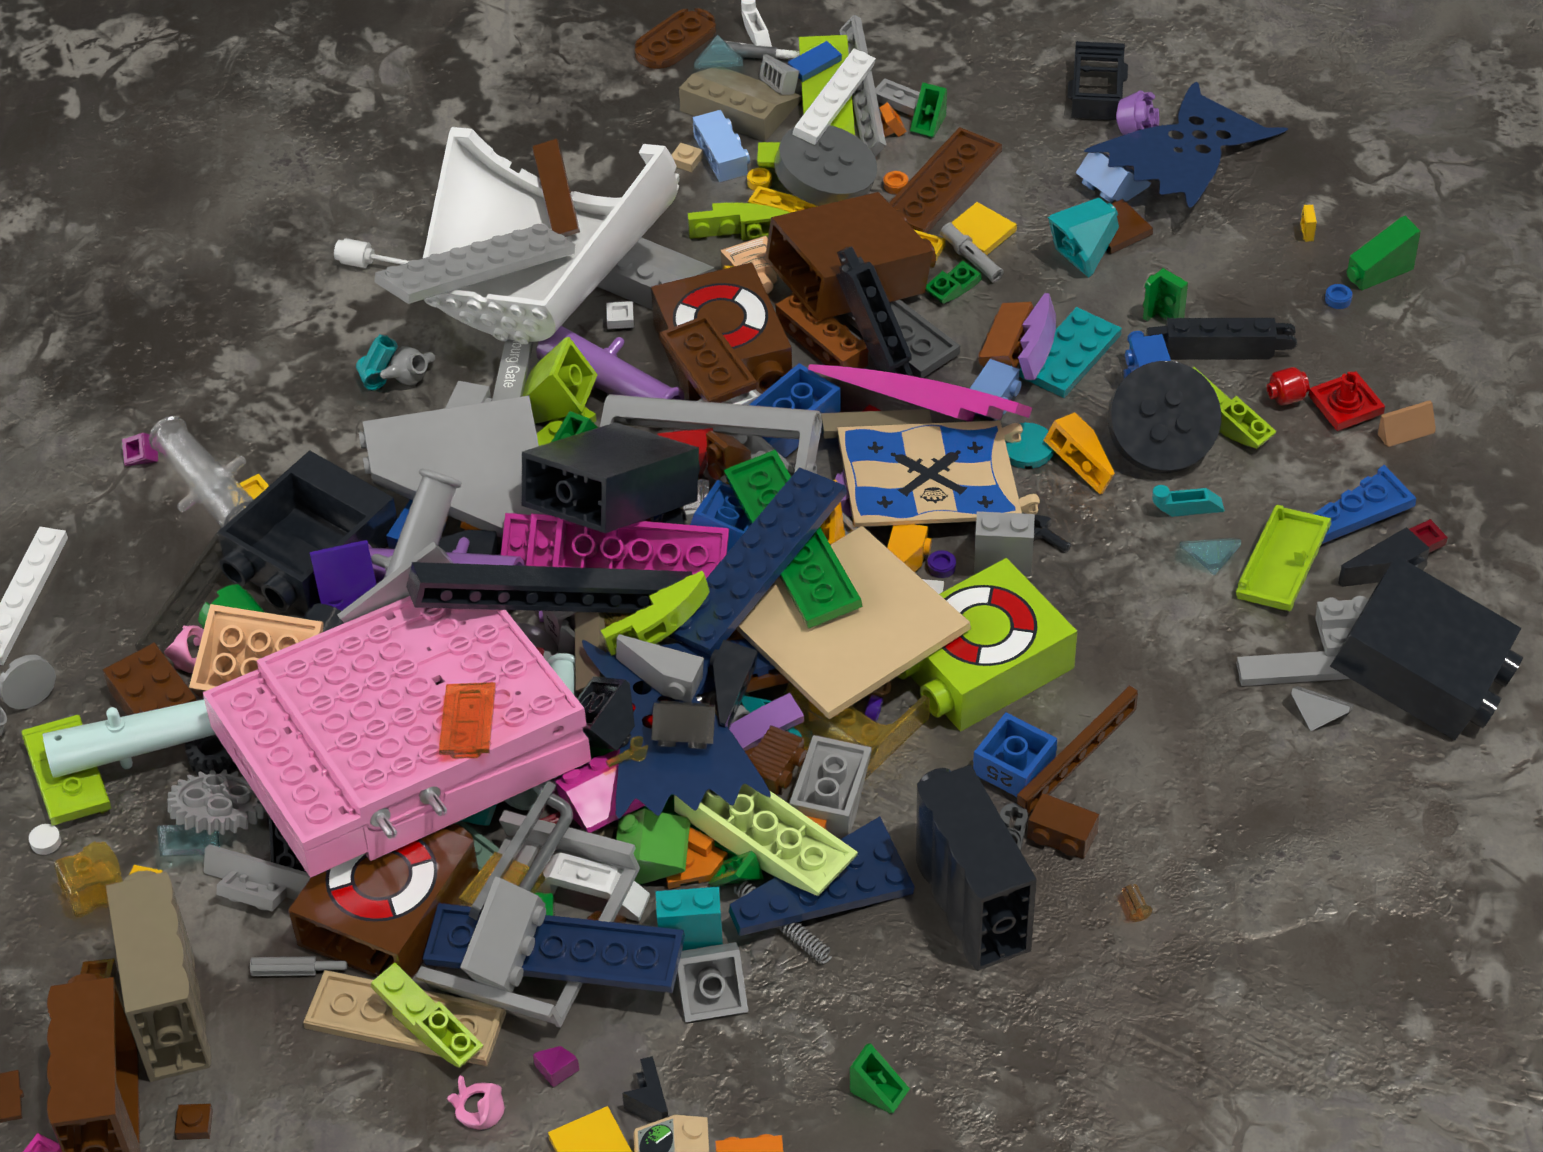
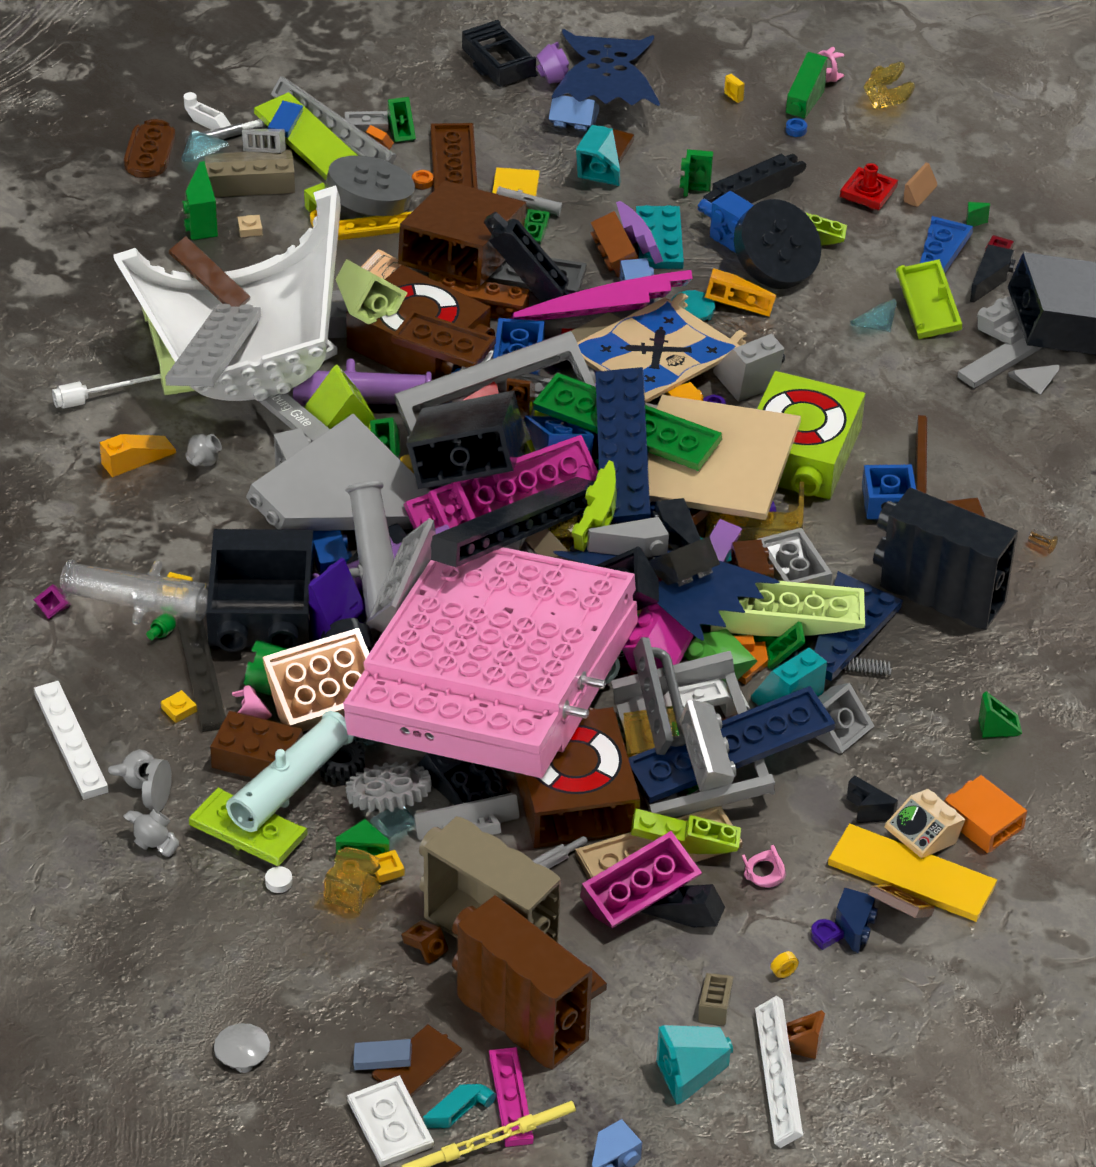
camera: 40 degrees left, 5 degrees down
(40, 647) = (133, 768): none -> light grey piece
(139, 613) = (178, 706): none -> yellow plate
(140, 844) = (365, 838): none -> green slope
(203, 525) = (161, 626): none -> green cylinder
(329, 1042) = (639, 880): none -> dark pink slope
(346, 334) = (133, 451): none -> light orange slope
(358, 1093) = (690, 906): none -> black slope
(375, 361) = (177, 463): teal piece -> none
(467, 720) = (569, 616): clear orange piece -> none
(556, 1064) = (789, 819): magenta slope -> none
(635, 752) = (670, 596): clear yellow hand -> none
(650, 112) = (200, 206): none -> green slope
(677, 276) = (367, 294): none -> yellowish green slope
(720, 145) = (272, 206): light blue brick -> none
(733, 218) = (358, 243): lime slope -> none
(834, 96) = (333, 134): white plate -> none
(1186, 501) = (832, 294): teal piece -> none
(1288, 386) = (826, 194): red head -> none
(1429, 247) = (831, 73): none -> bright pink piece
(1437, 486) = (977, 213): none -> green slope
(1475, 305) = (886, 76): none -> clear yellow piece

